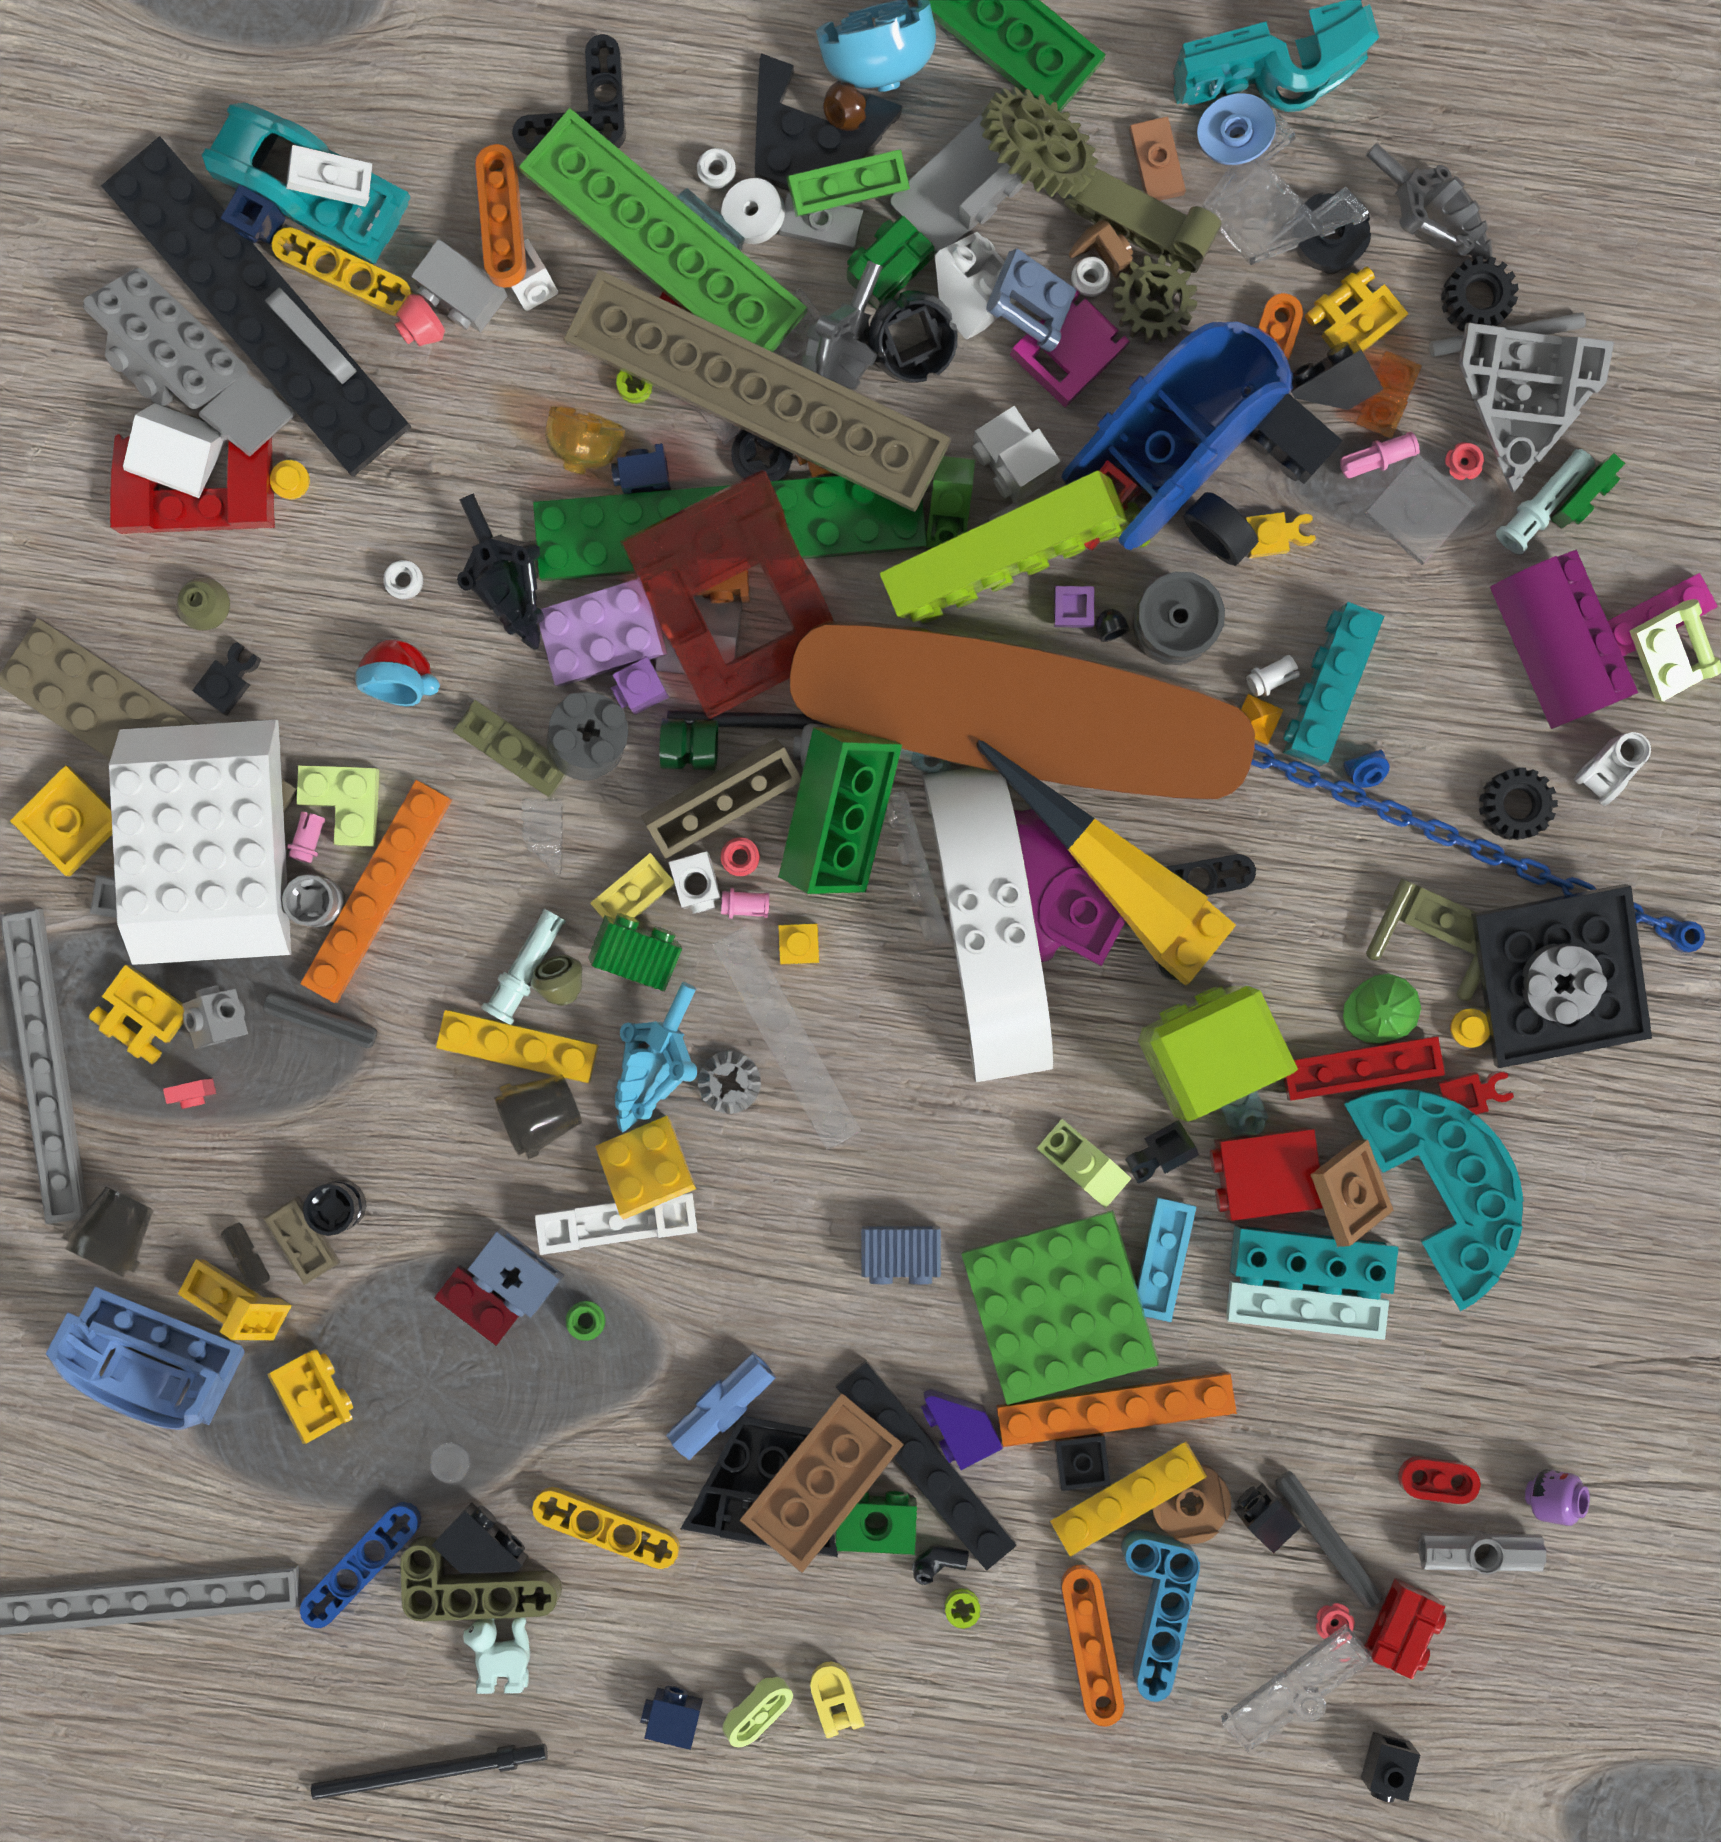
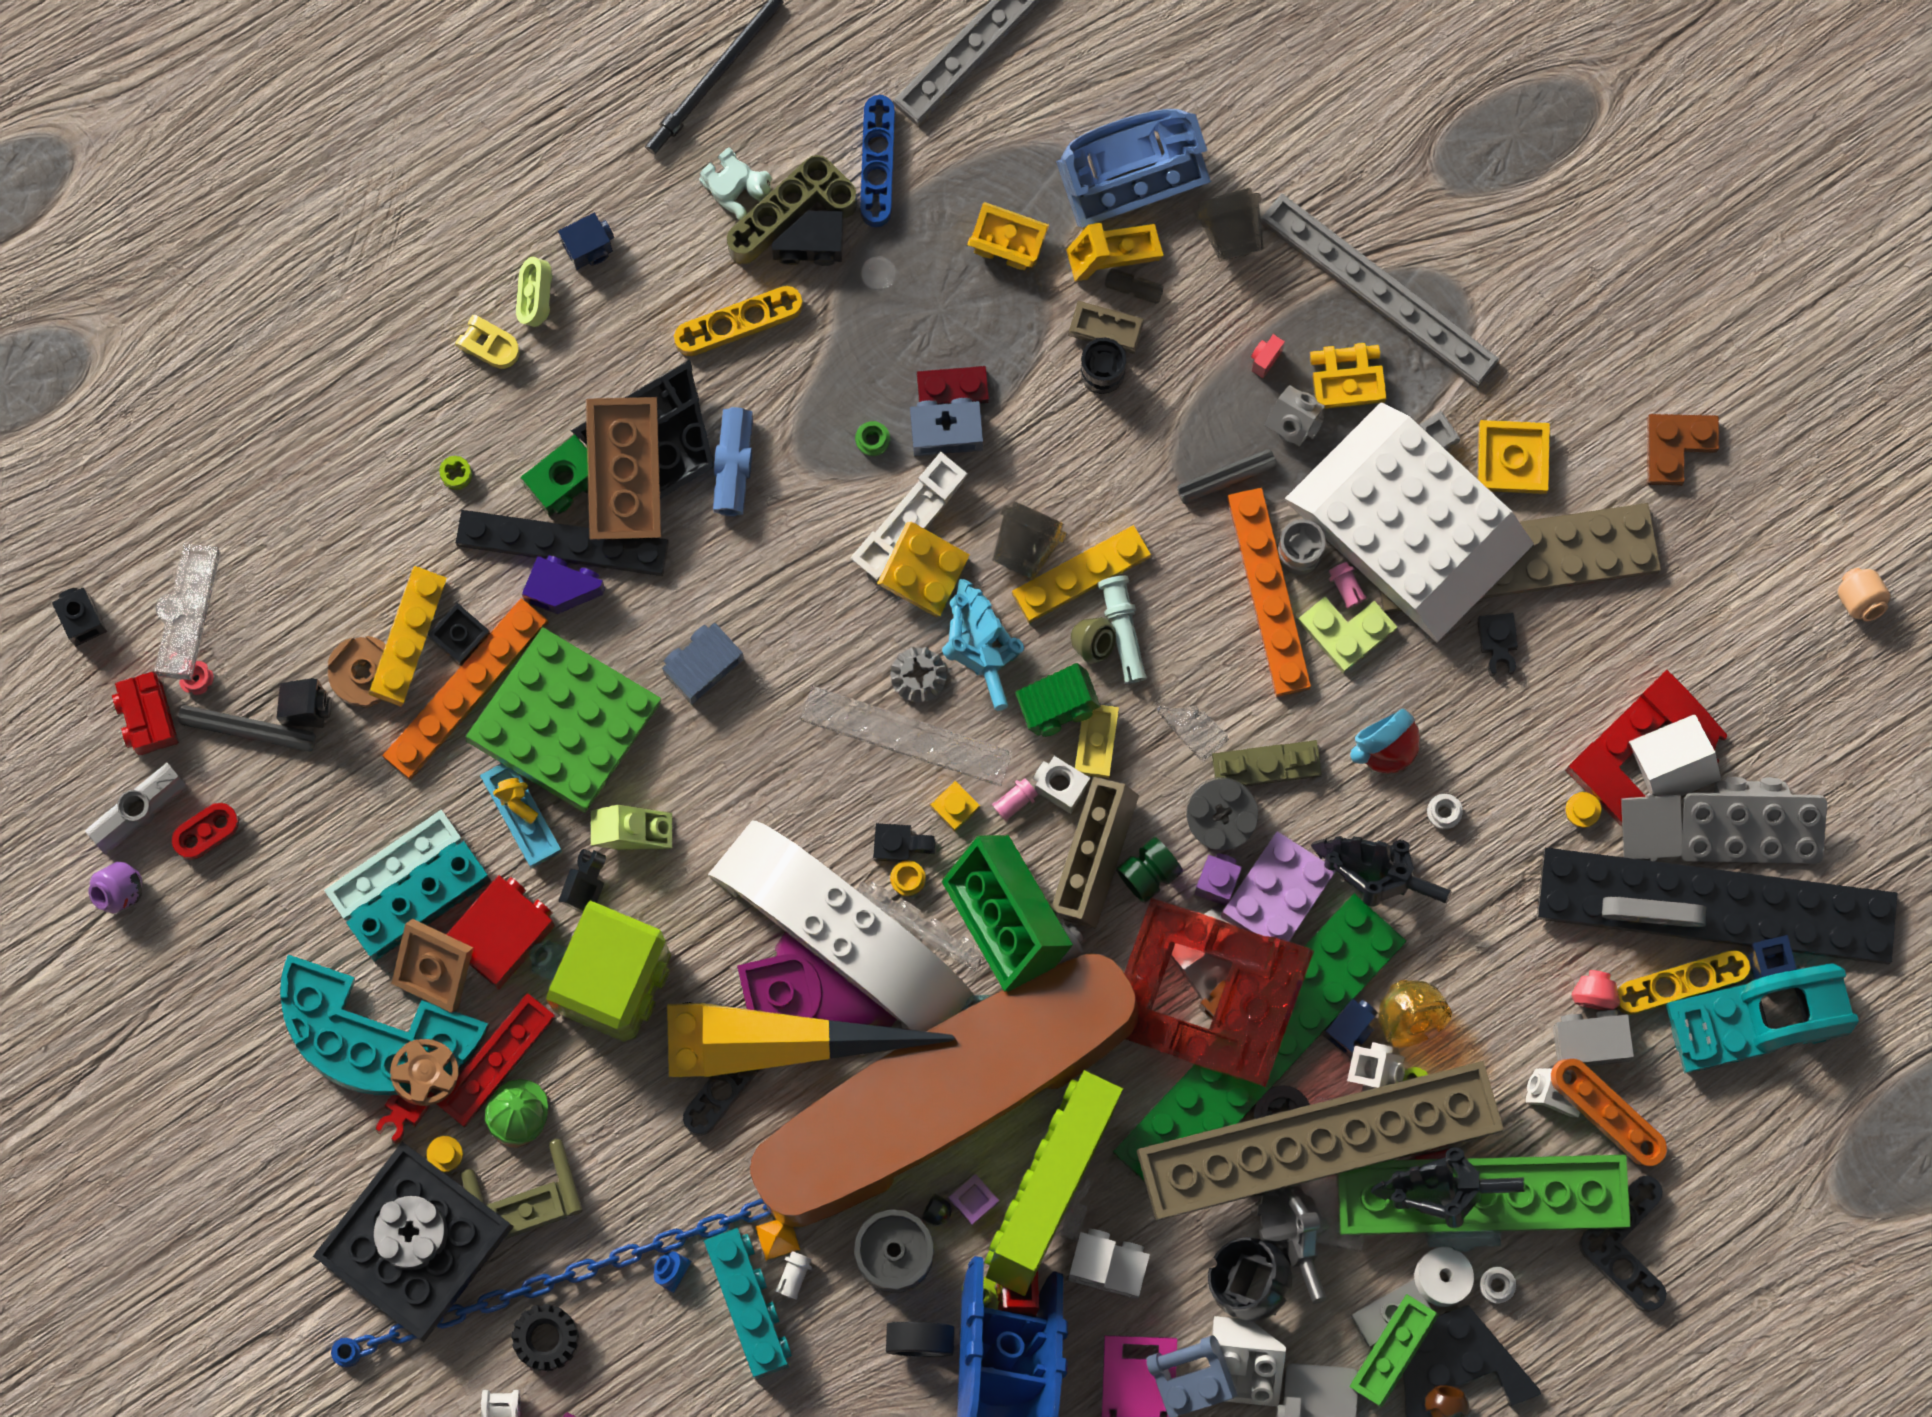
camera: 140 degrees right, 10 degrees down
(203, 604) = (1562, 686): olive cone -> none
(329, 175) = (1740, 1027): white plate -> none
(665, 421) = (1376, 1066): none -> white brick
(692, 259) = (1440, 1194): none -> black bar
(740, 844) = (1047, 817): coral plate -> none
(748, 719) = (1133, 919): black bar -> none
(874, 956) = (895, 843): none -> black plate
(891, 918) = (907, 878): none -> yellow plate
(899, 251) = (1317, 1326): green brick -> none
(935, 1559) = (501, 487): black arm -> none
(950, 500) = (1122, 1194): bright green slope -> none
(1092, 1645) = (348, 523): orange plate -> none
(1157, 1617) = (318, 579): dark azure beam -> none
(1161, 1280) = (510, 793): none -> yellow plate
(1276, 534) = (882, 1376): yellow plate -> none
(1436, 1107) = (424, 1072): none -> medium nougat wheel

